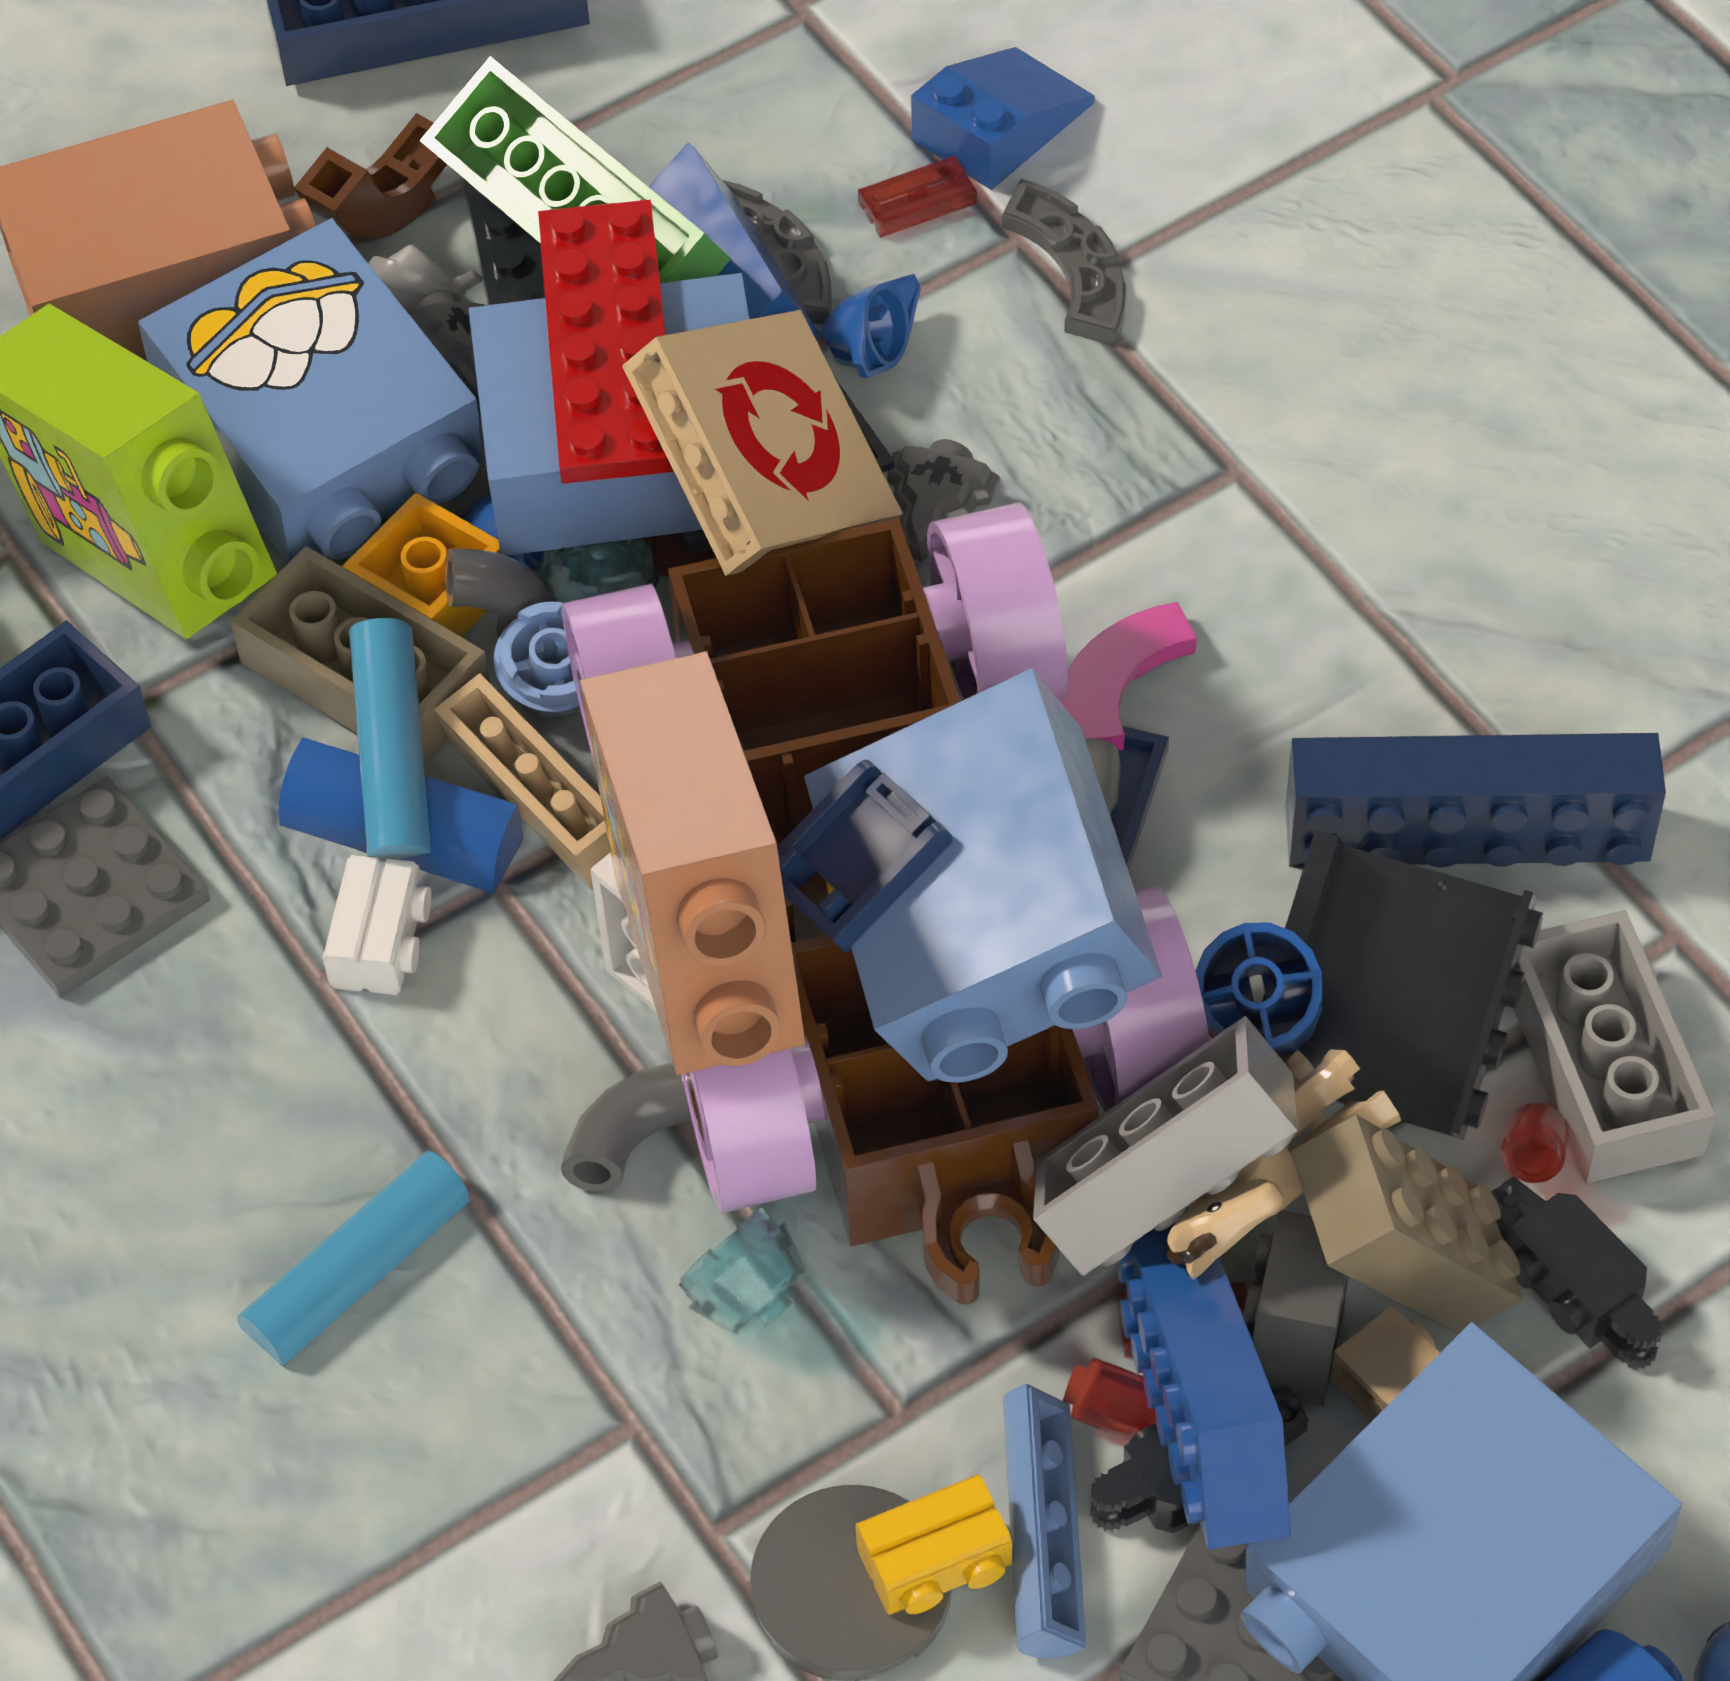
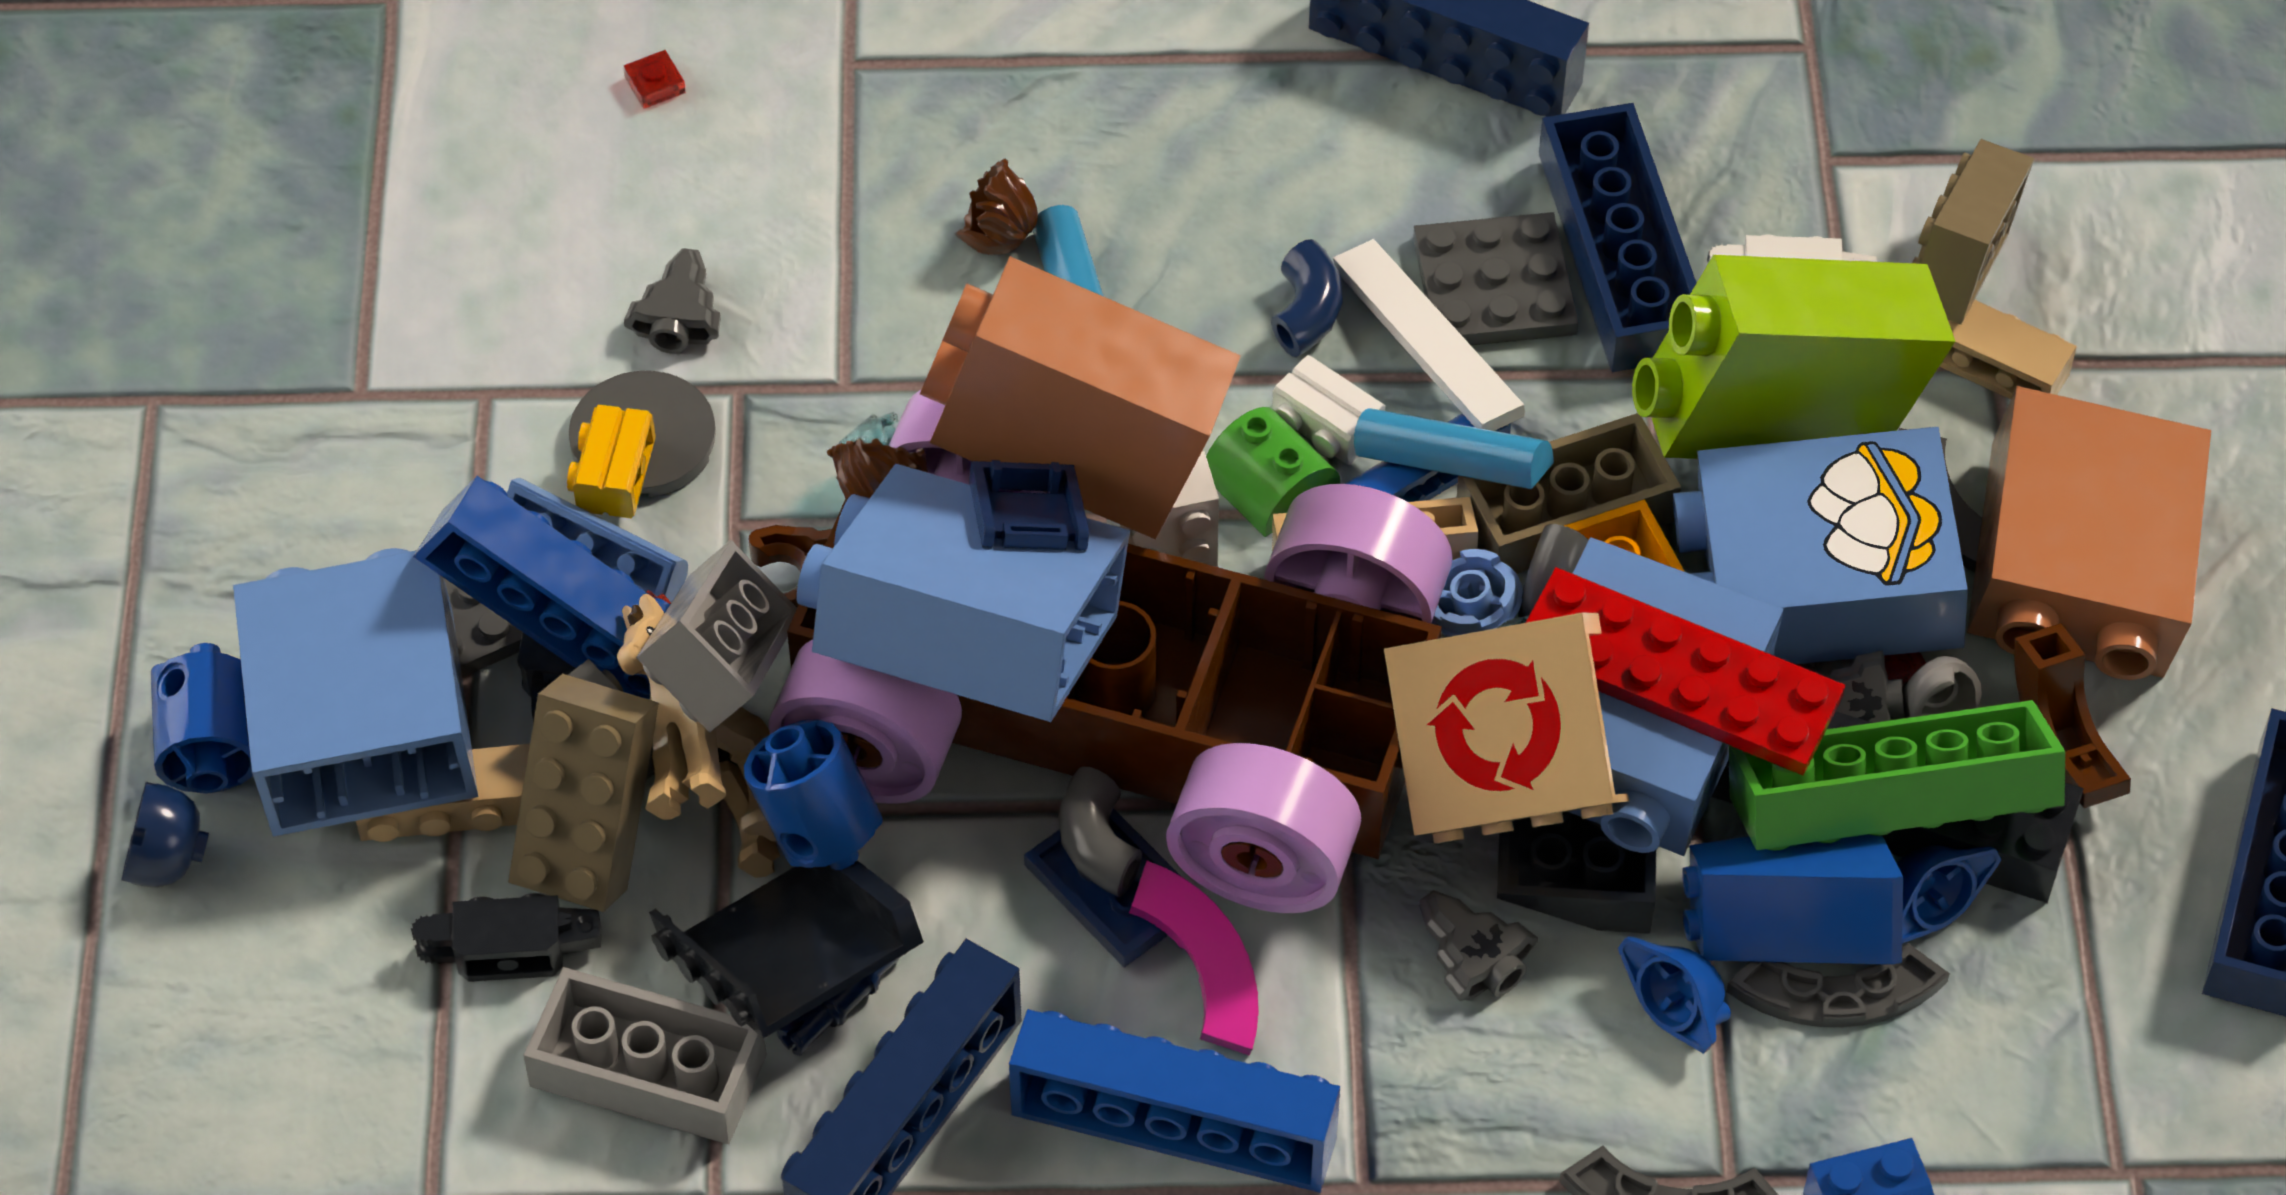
camera: 120 degrees right, 0 degrees up
(219, 879) = (1429, 337): none -> white tile
(224, 1013) = (1315, 300): none -> dark blue cylinder
(302, 1381) = (999, 212): none -> reddish brown hair
(490, 936) = (1264, 466): none -> bright green brick
(867, 1096) = (865, 465): none -> reddish brown hair
(920, 203) = (1828, 1084): clear red tile -> none
(1293, 590) = (1174, 1099): none -> blue brick
(1535, 1143) = (610, 957): clear red brick -> none

